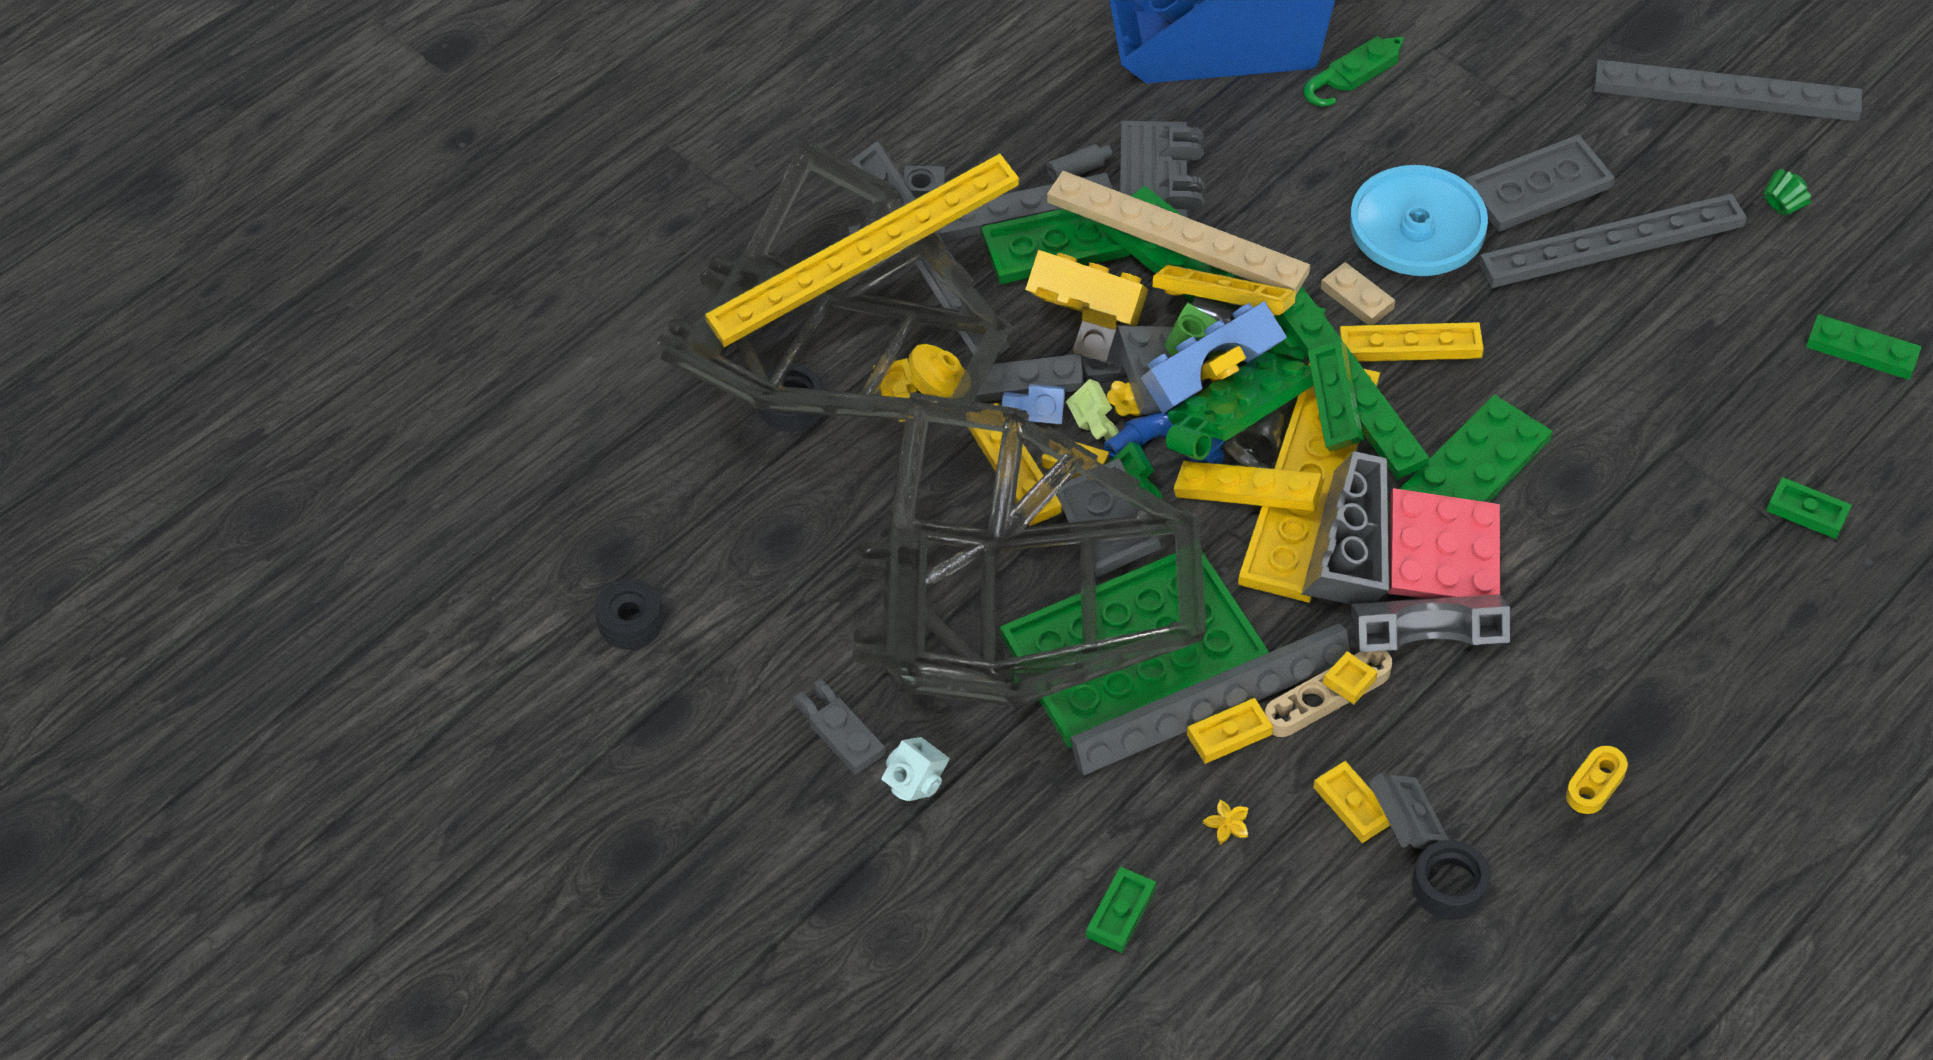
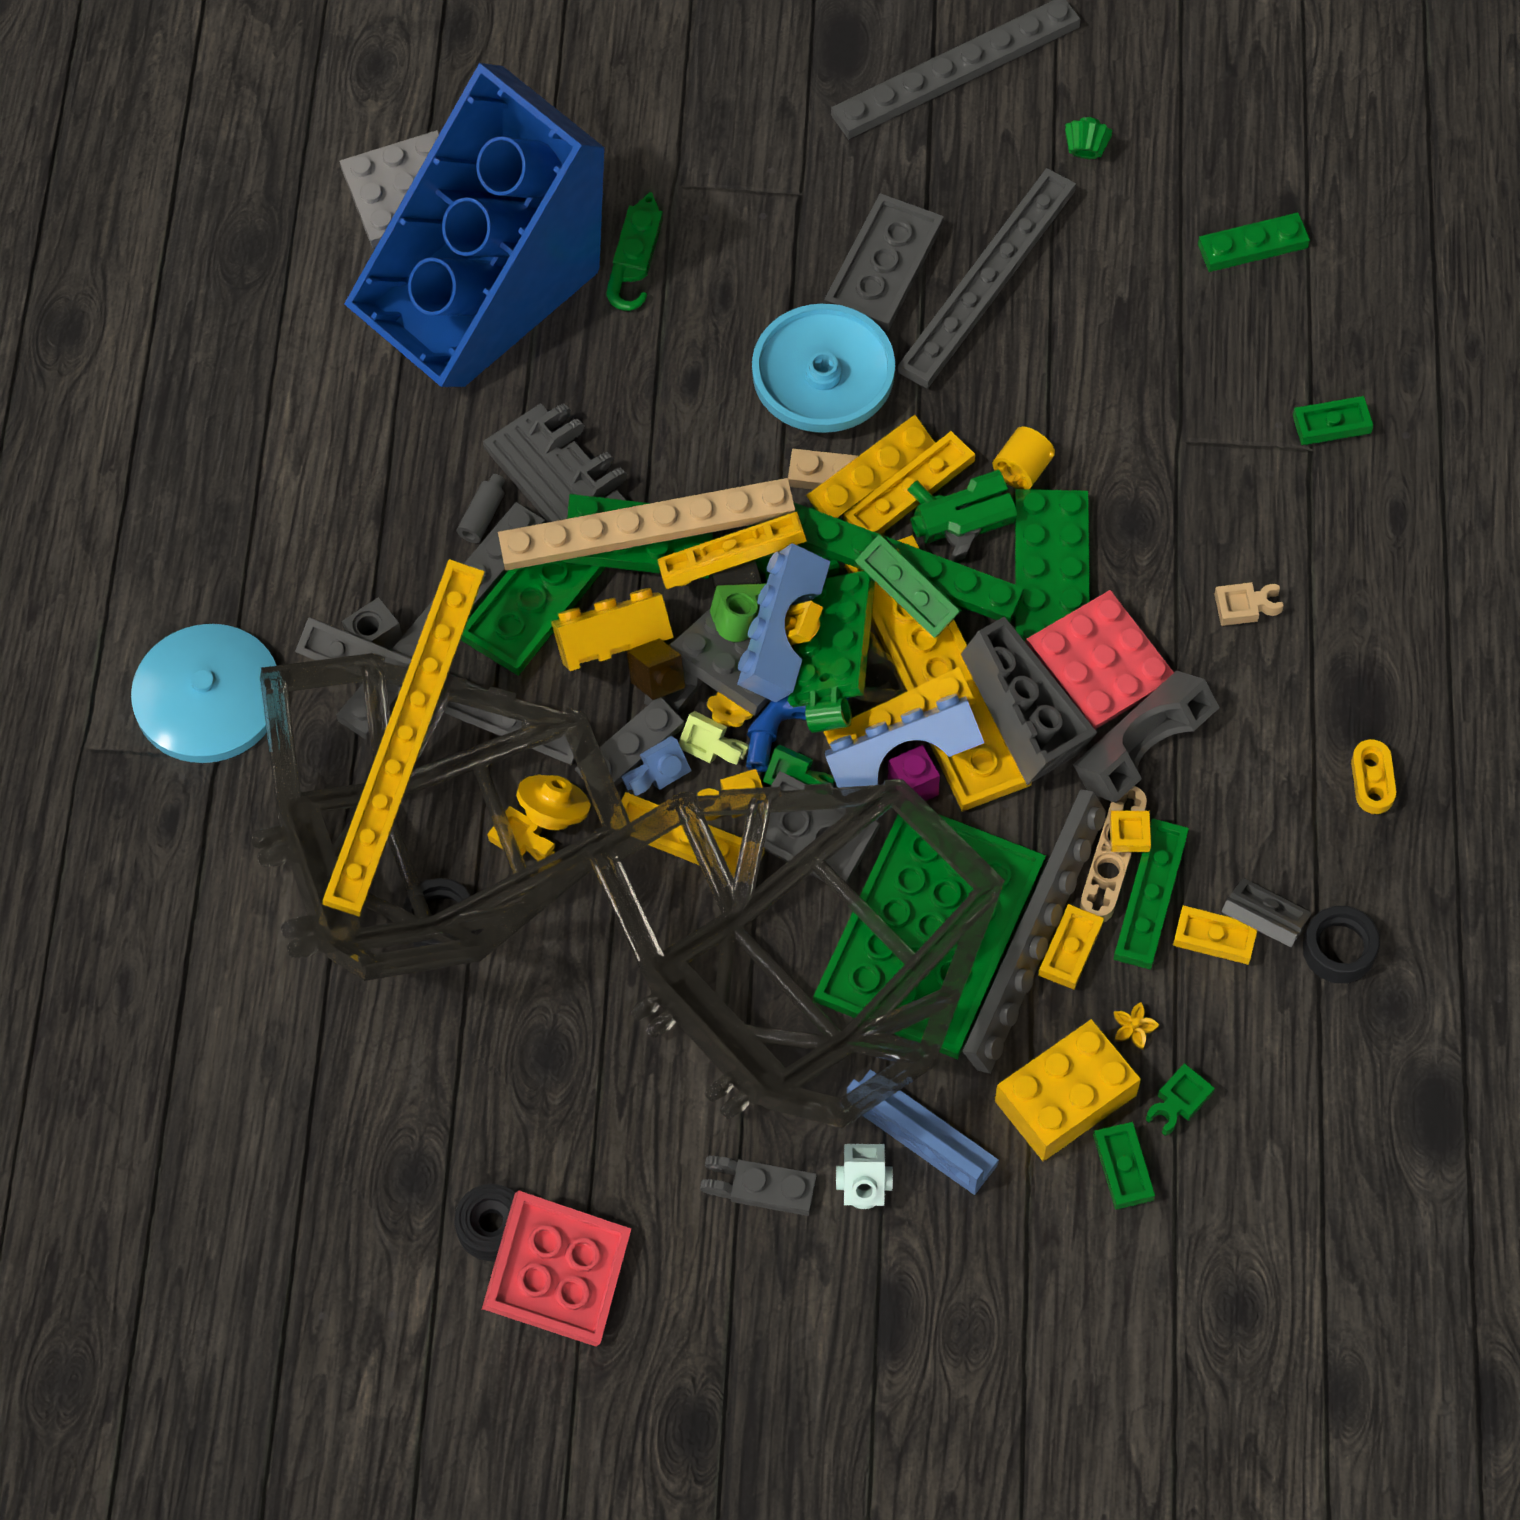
camera: 40 degrees left, 10 degrees up
(638, 671) = (556, 1268): none -> coral plate
(758, 150) = (202, 693): none -> medium azure dish
(992, 776) = (931, 1138): none -> medium blue fence
(1126, 823) = (1067, 1090): none -> yellow brick
(1216, 893) = (1181, 1095): none -> green plate
(1220, 532) = (917, 771): none -> magenta brick
(1271, 508) = (947, 726): none -> medium blue arch
(1329, 738) = (1151, 895): none -> green plate
(1389, 307) = (871, 468): none -> yellow plate
(1434, 383) = (963, 513): none -> green piece
(1519, 374) = (1024, 457): none -> yellow piece
(1605, 586) = (1242, 605): none -> tan plate

